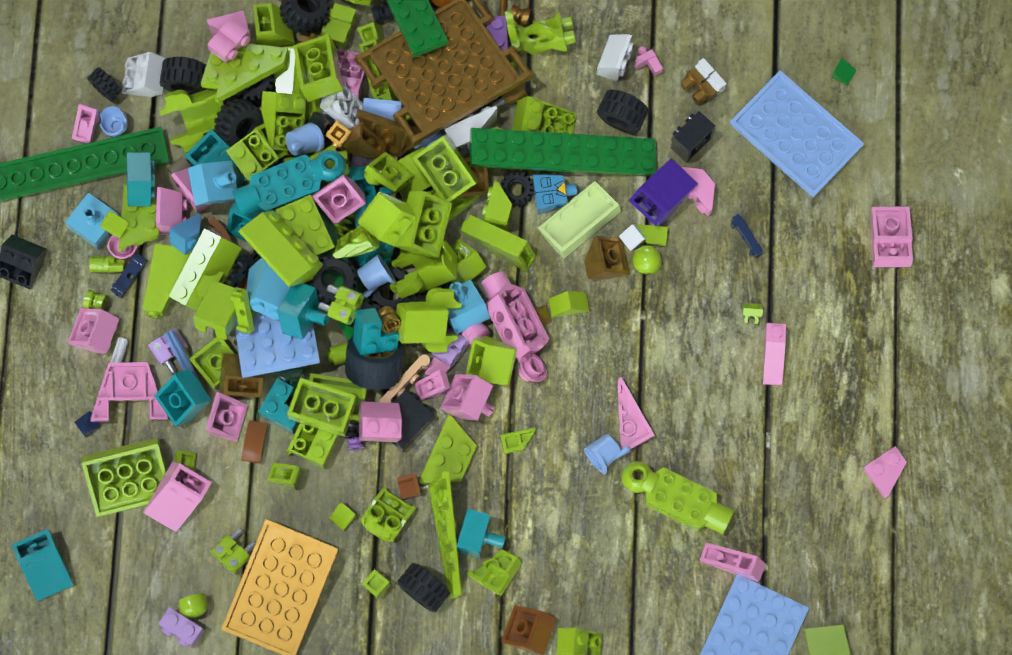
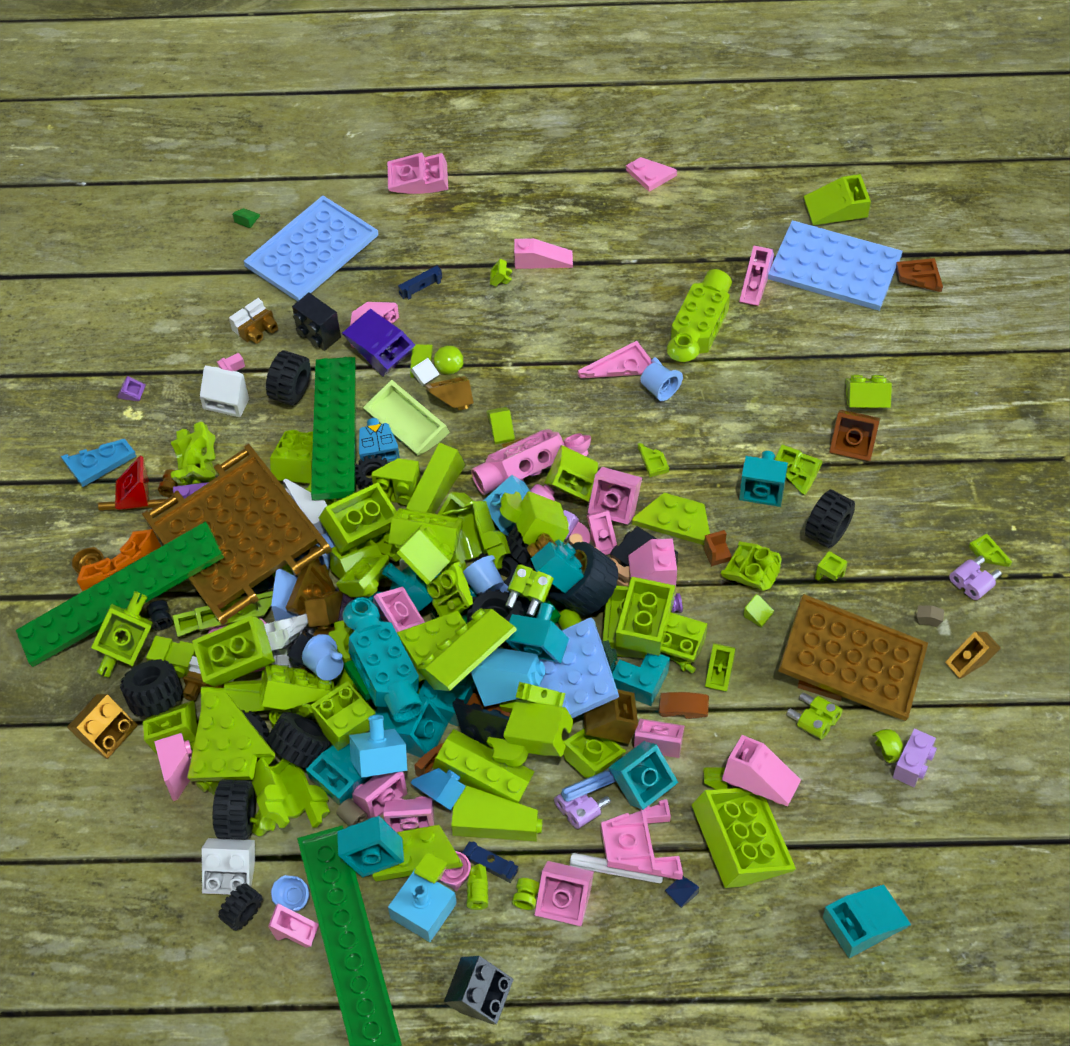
camera: 90 degrees left, 20 degrees down
(229, 40) = (195, 745): bright pink brick -> none
(338, 133) = (315, 625): slope -> none
(445, 527) = (750, 506): lime wing -> none

